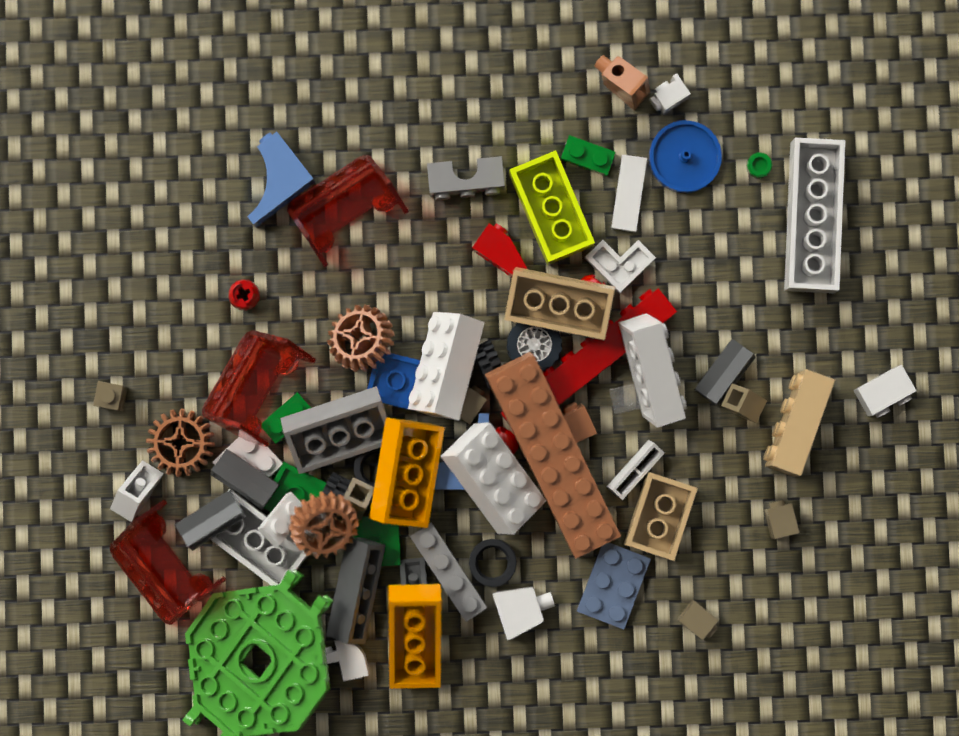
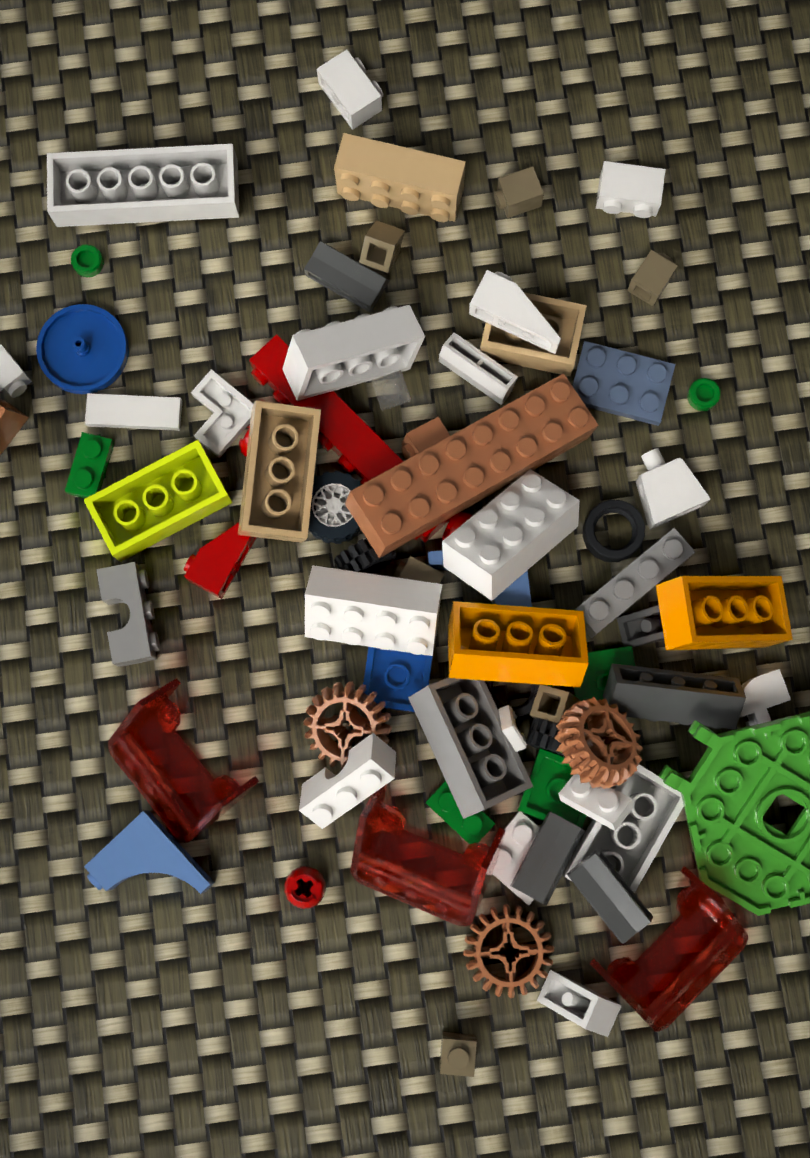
camera: 90 degrees left, 5 degrees down
(322, 348) = (366, 771): none -> white arch
(344, 460) = (509, 728): none -> white tile
(597, 650) = (703, 394): none -> green tile
(675, 495) = (508, 308): none -> white slope
(774, 611) = (630, 189): none -> white brick

